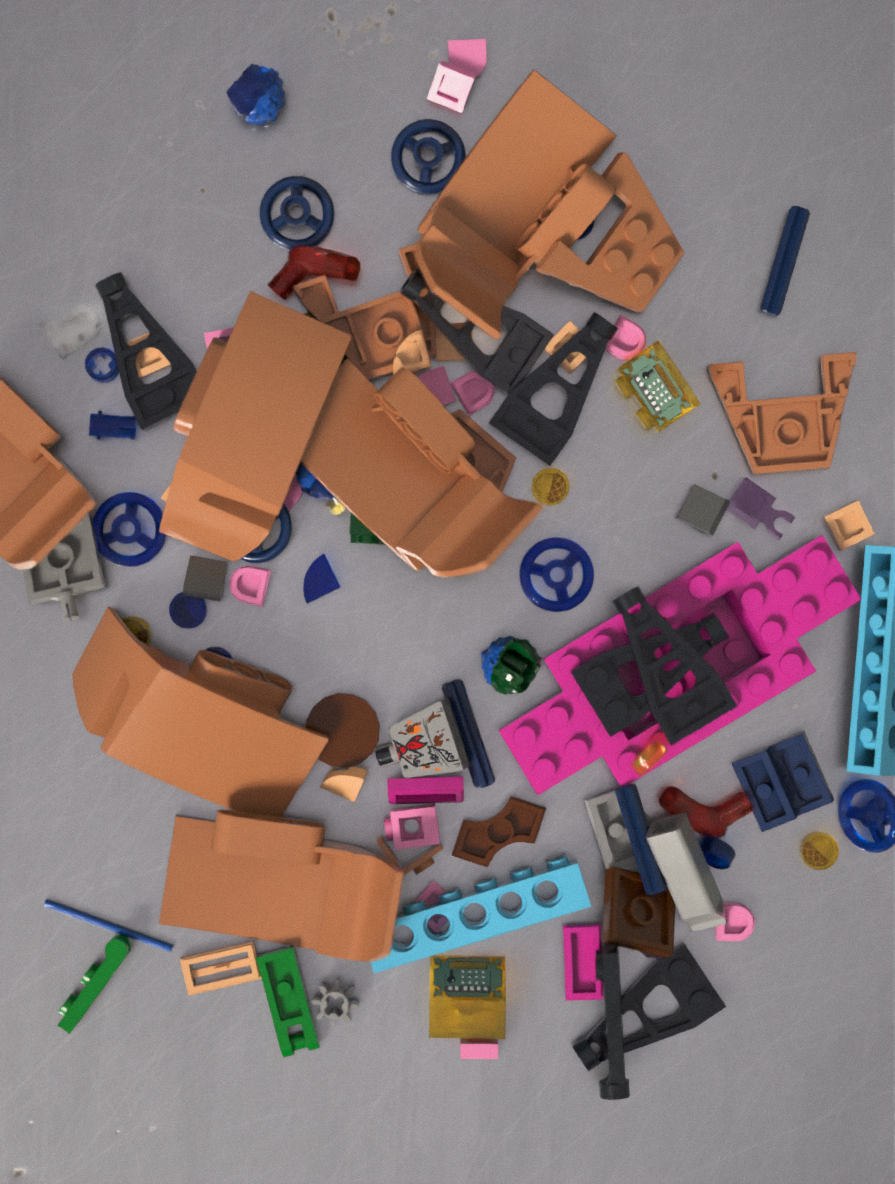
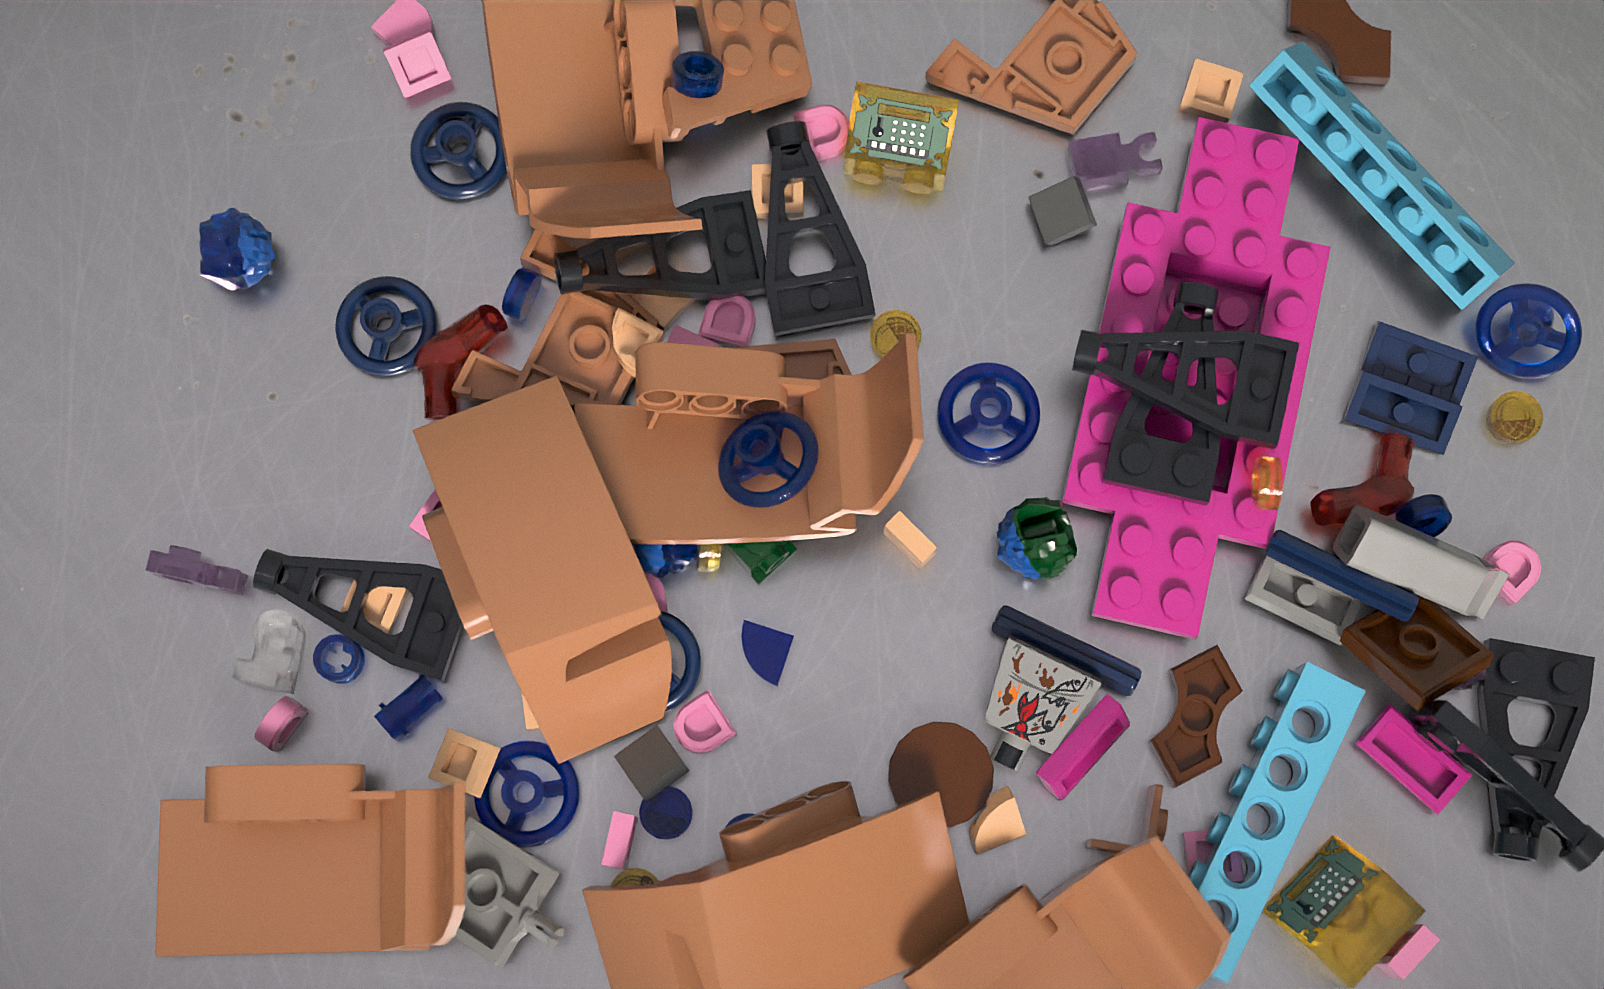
camera: 45 degrees left, 10 degrees down
(41, 369) = (280, 723): none -> bright pink tile
(71, 239) = (185, 567): none -> clear purple plate
(112, 483) = (464, 760): none -> light nougat tile
(150, 601) = (620, 840): none -> bright pink tile
(381, 268) = (521, 293): none -> clear blue tile
(411, 472) = (759, 449): none -> clear blue piece
(425, 835) = (1129, 791): bright pink brick -> none
(447, 599) = (909, 540): none -> light nougat tile
(583, 250) = (697, 74): none -> clear blue tile

